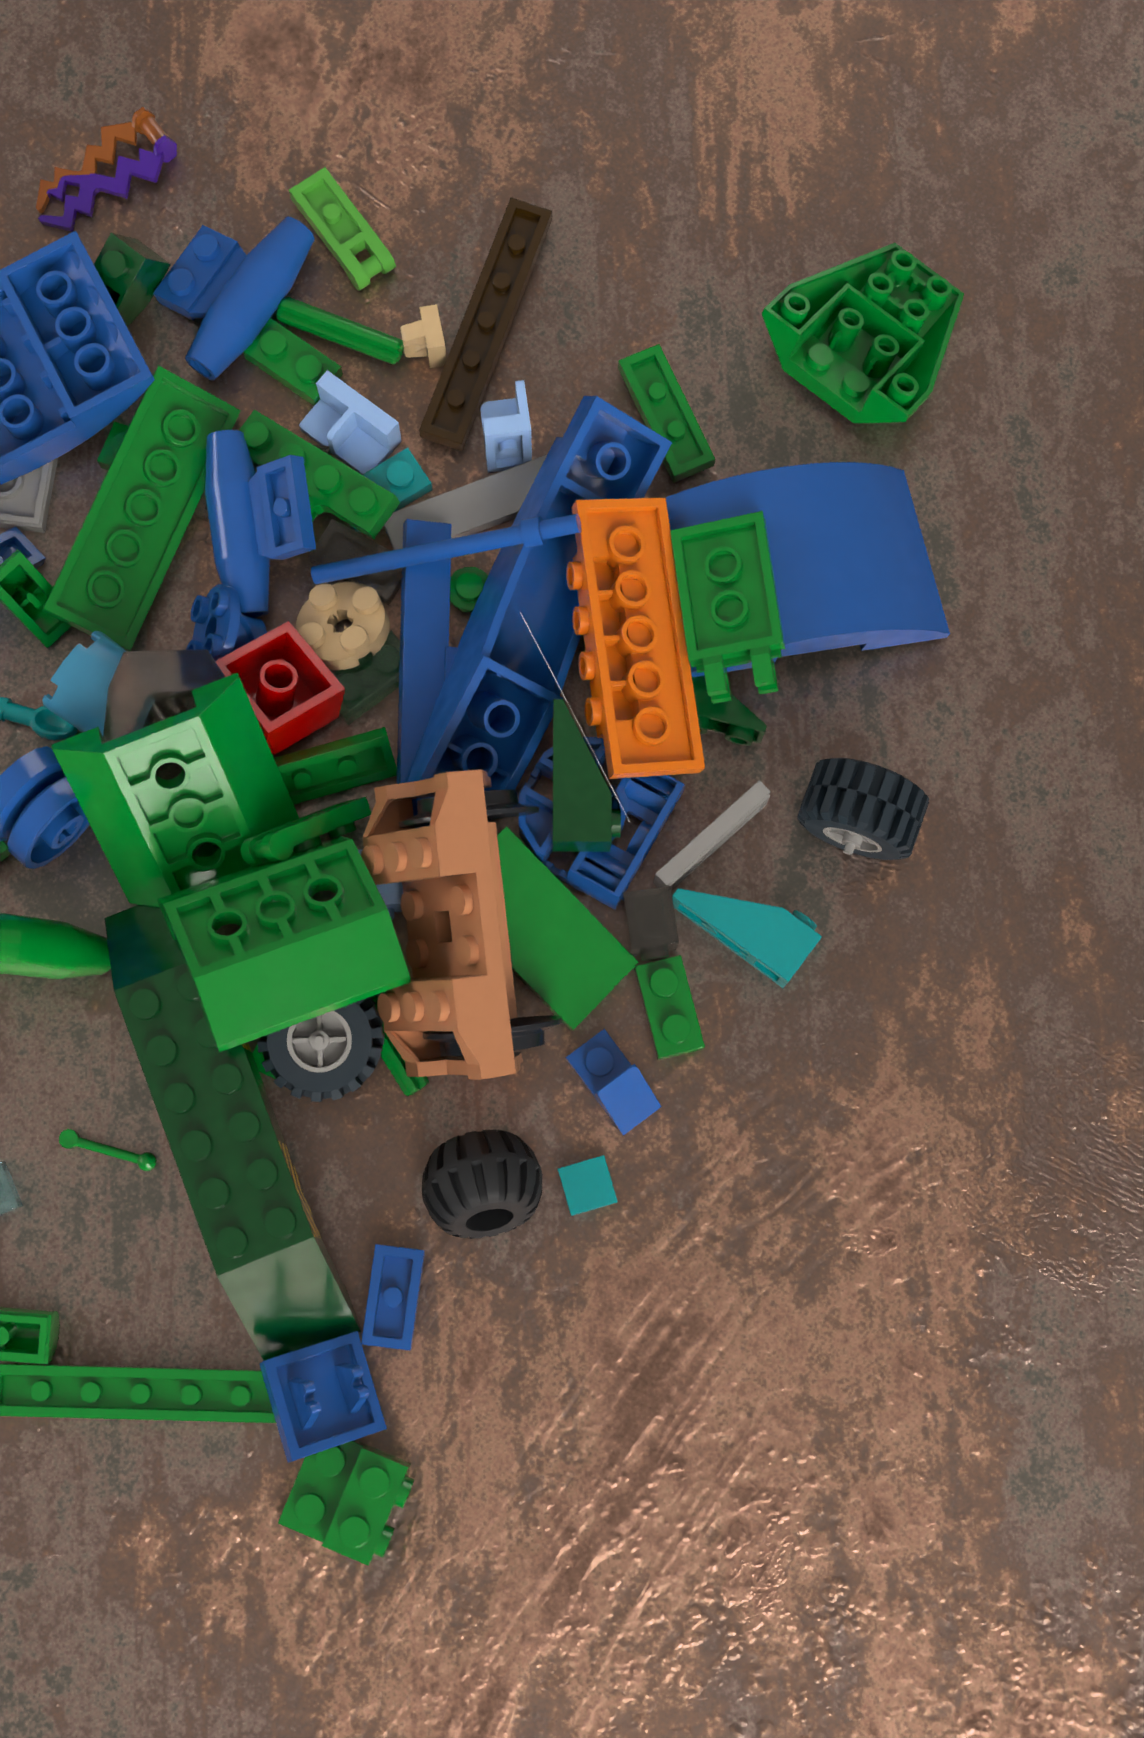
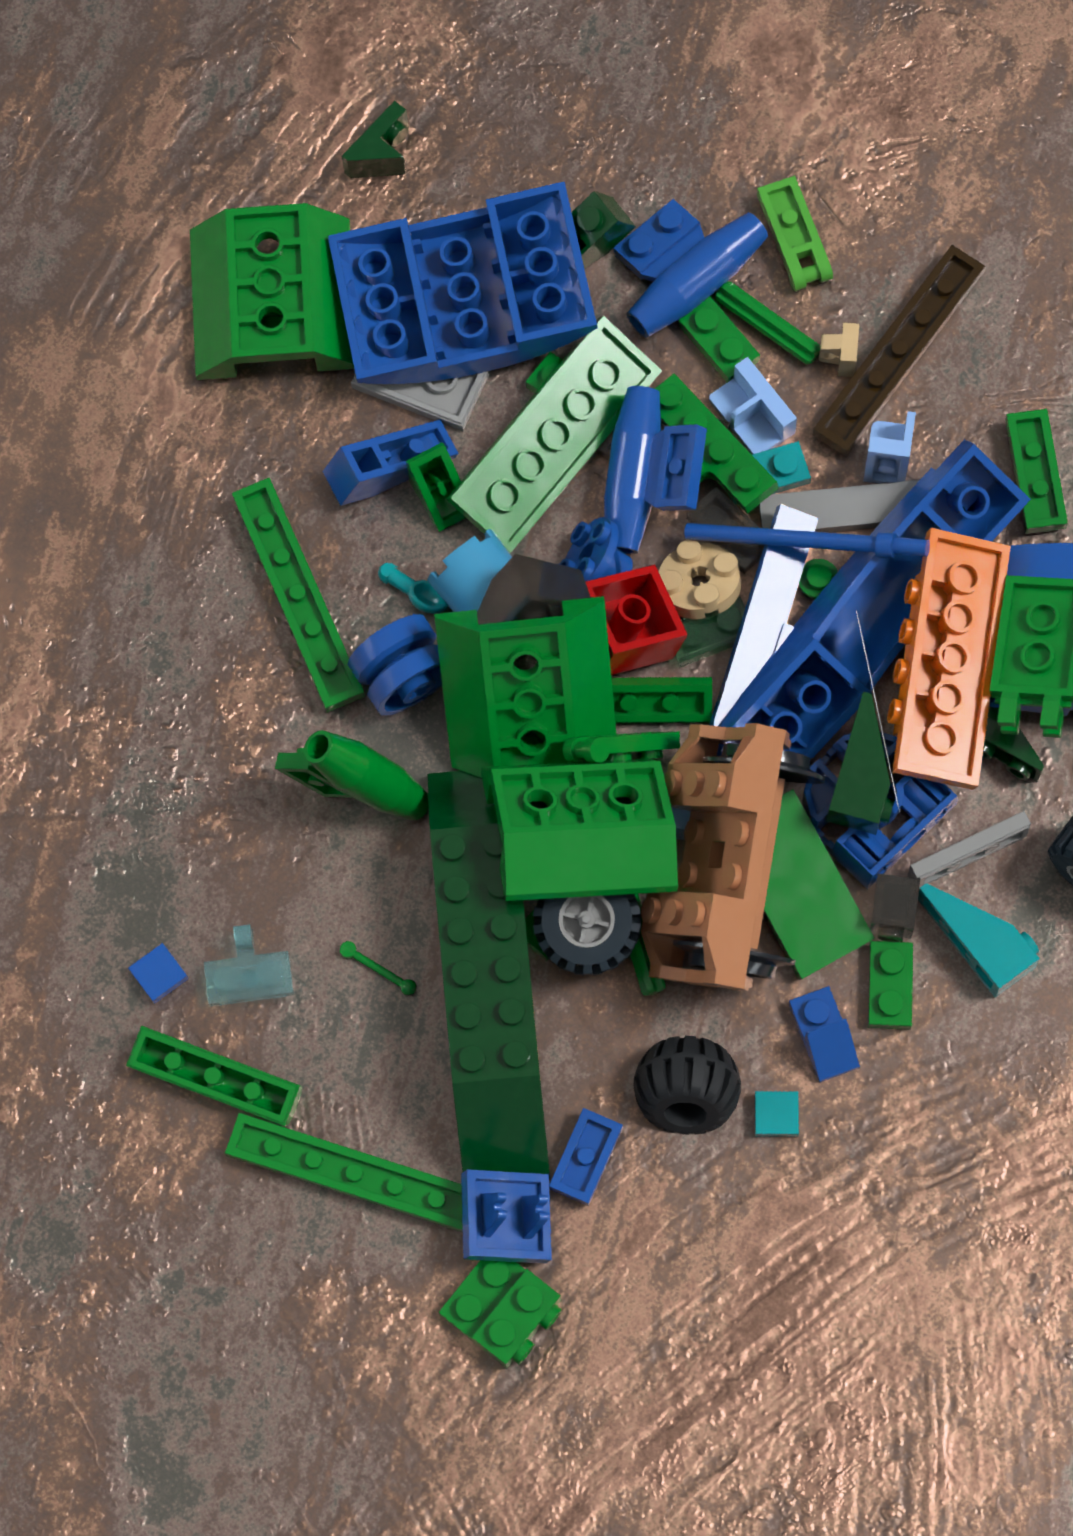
camera: 25 degrees right, 5 degrees down
(91, 183) = (585, 136): piece -> none

